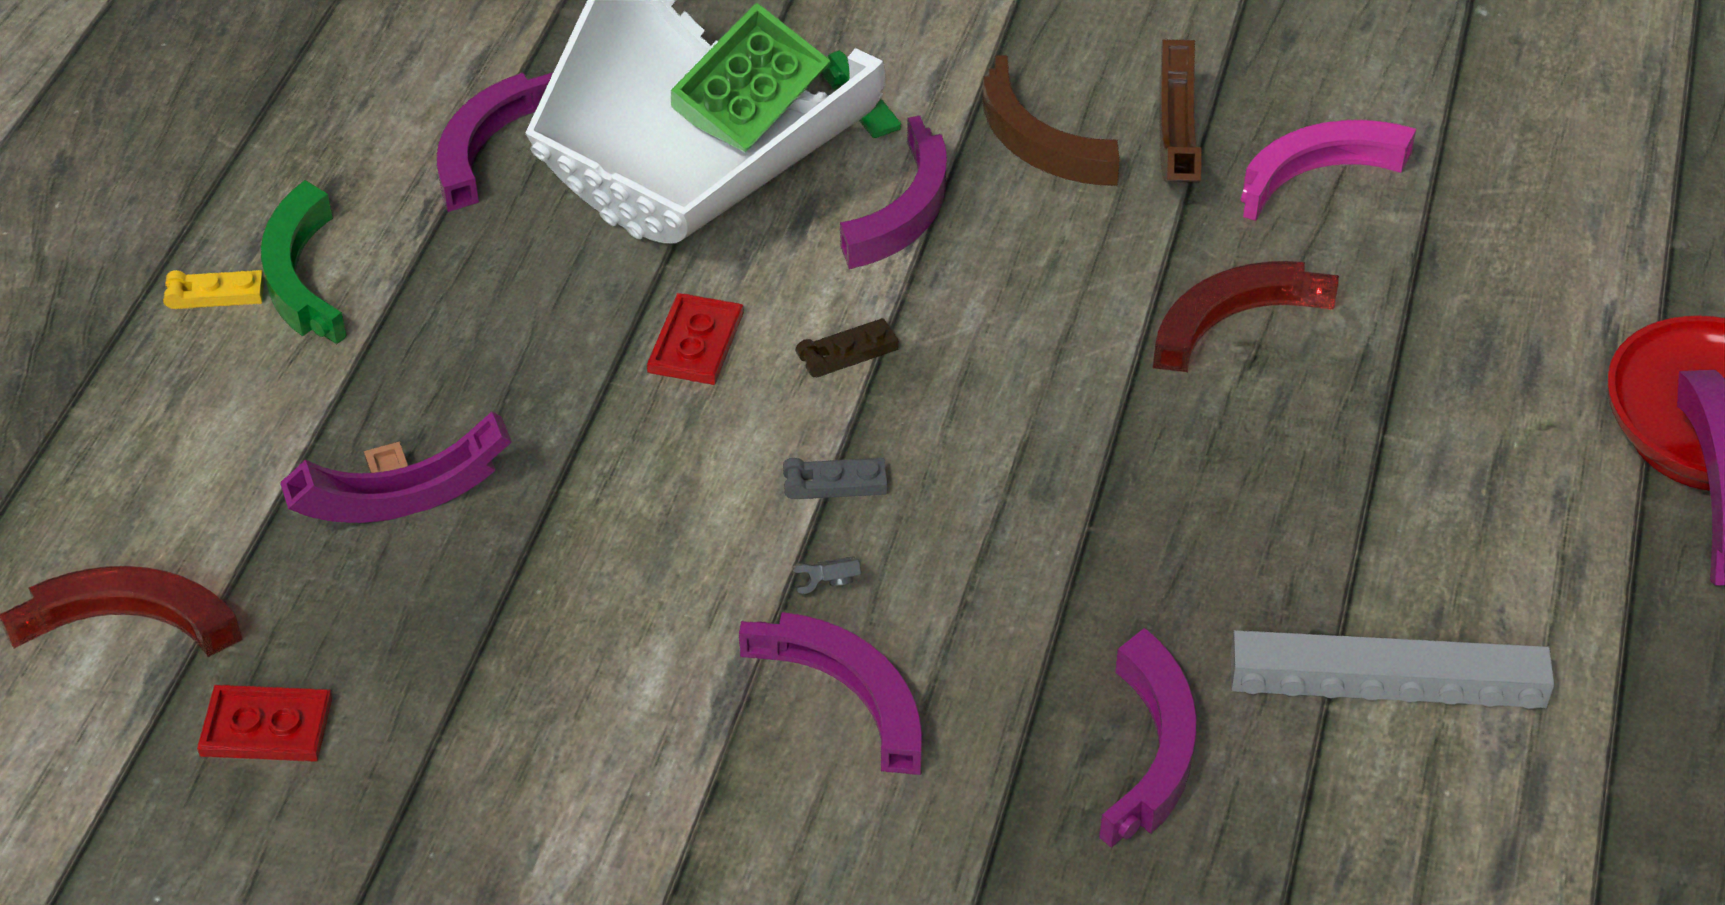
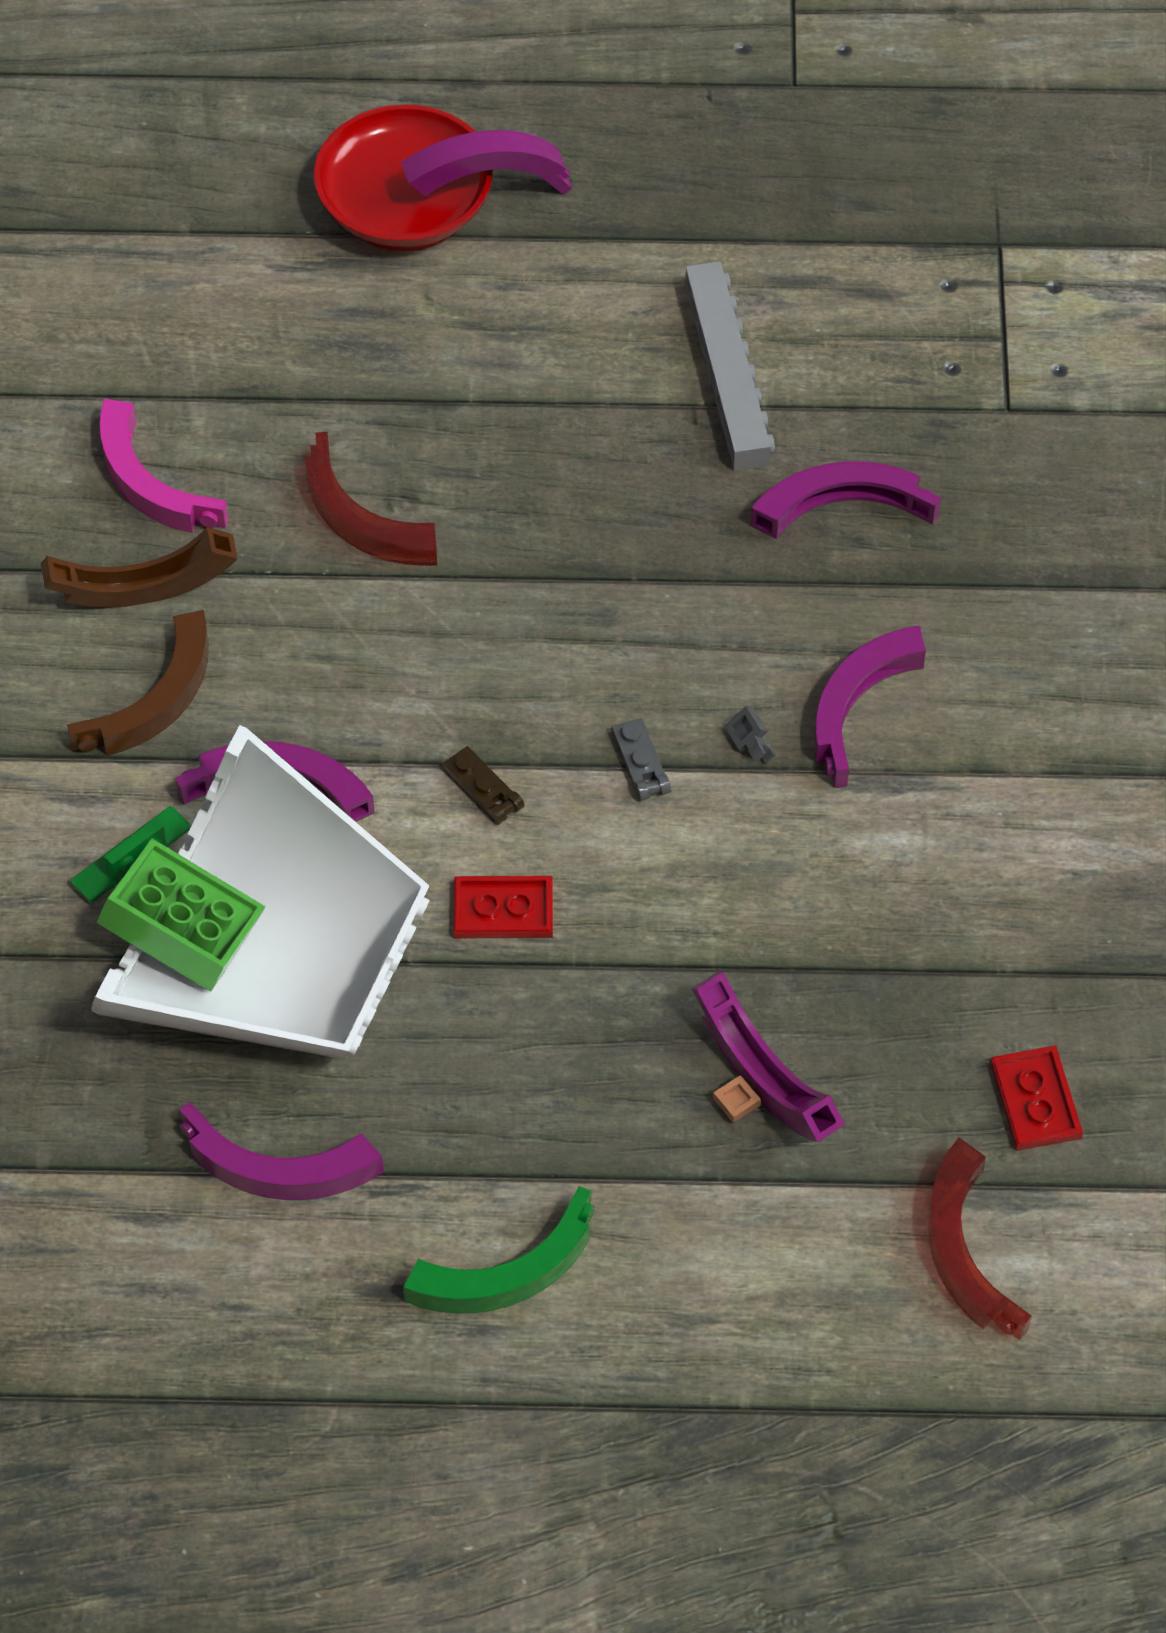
camera: 105 degrees left, 10 degrees up
(213, 289) = (555, 1335): yellow plate -> none

